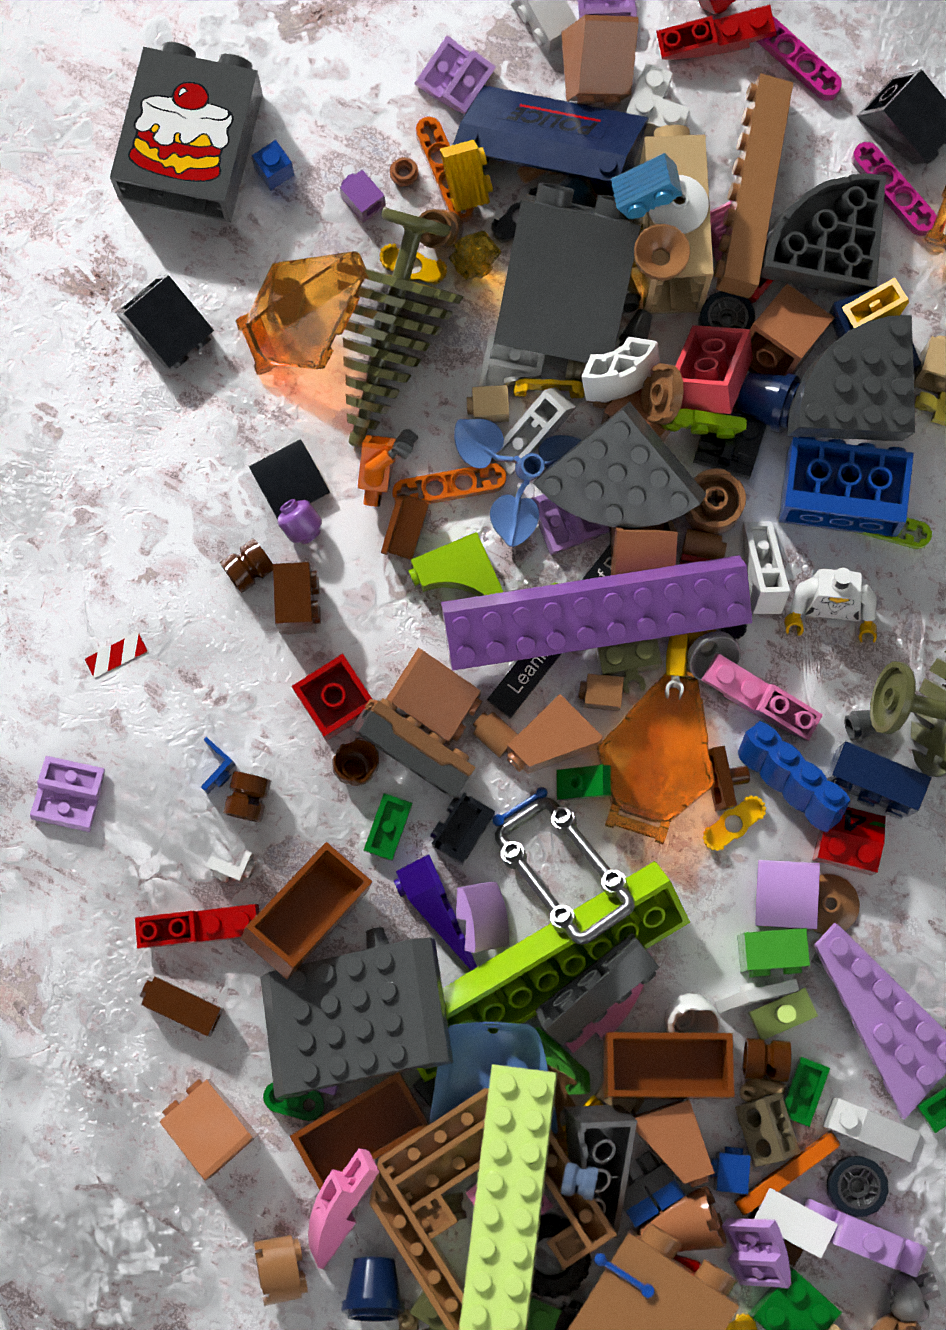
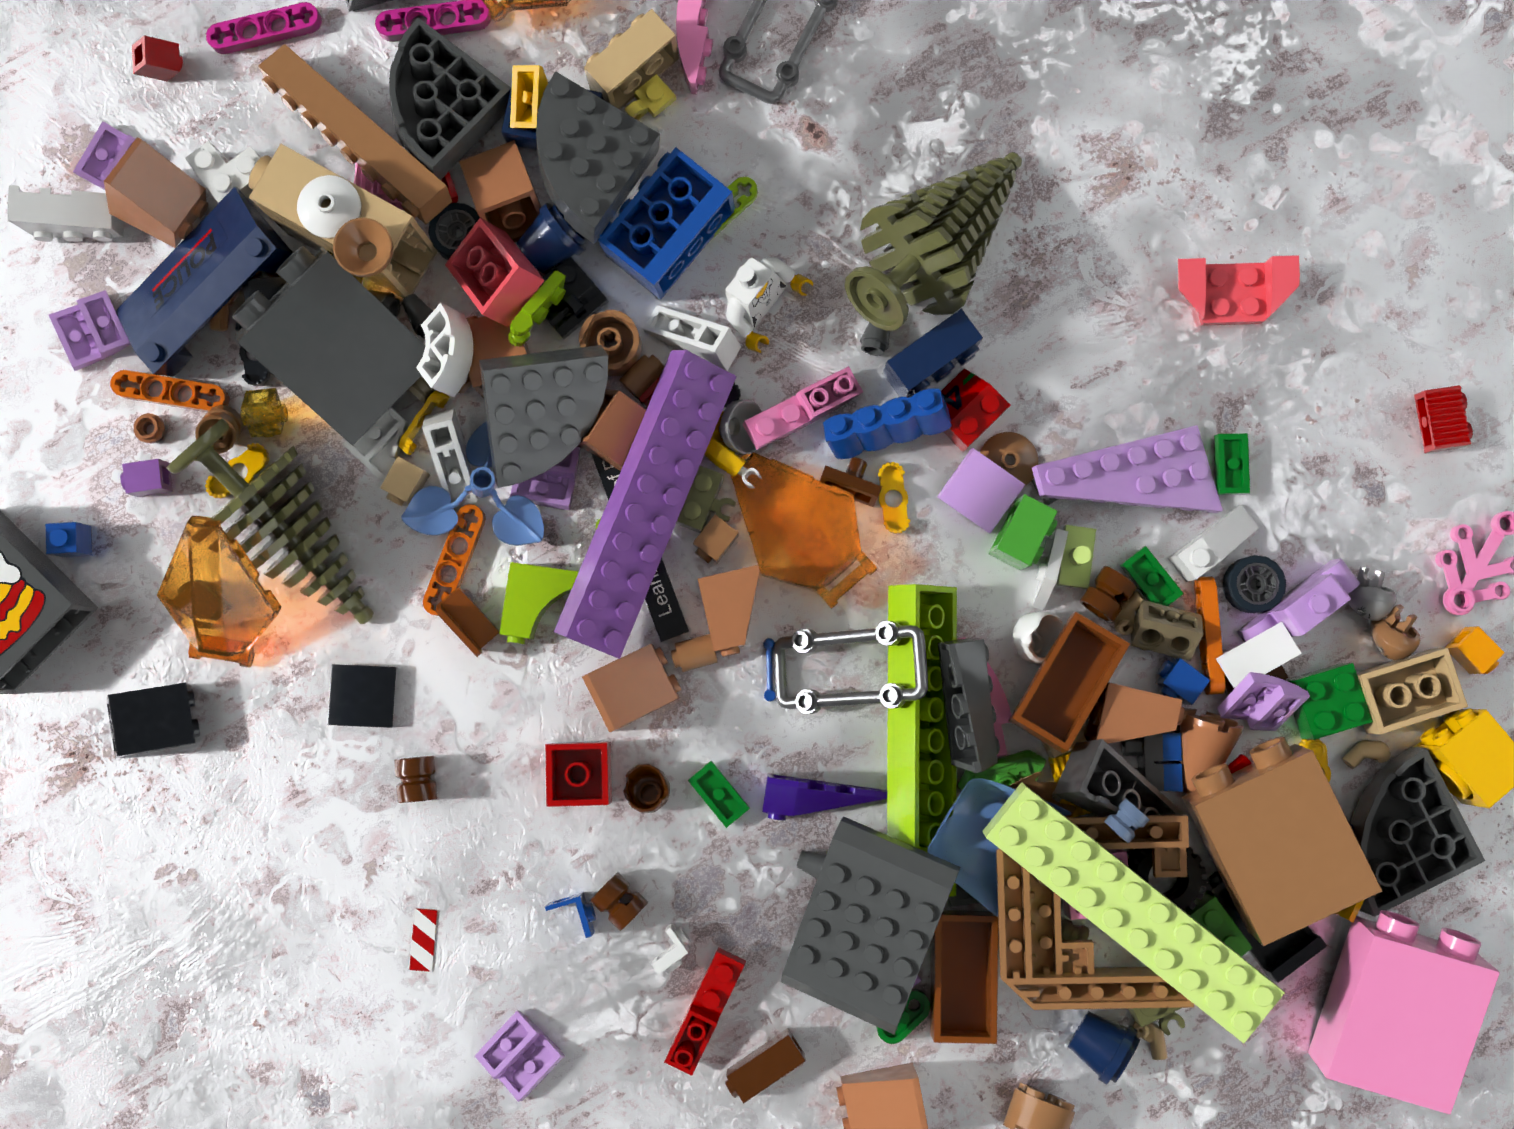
camera: 55 degrees left, 5 degrees up
(294, 598) = (470, 755): reddish brown brick -> none
(299, 521) = (405, 710): medium lavender head -> none
(306, 910) = (750, 911): dark orange piece -> none
(333, 1207) = (1013, 1035): bright pink slope -> none
(377, 463) = (395, 610): orange torso -> none
(413, 747) = (665, 732): piece -> none
(462, 828) = (758, 731): black hinge -> none
(465, 175) = (184, 376): yellow brick -> none
(484, 916) = (847, 759): lavender slope -> none
(583, 782) = (783, 603): green plate -> none
(647, 186) = (295, 223): dark azure brick -> none
(647, 1290) = (1251, 820): blue hinge -> none
(662, 394) = (490, 327): medium nougat tile -> none
(718, 36) = (202, 81): red slope -> none

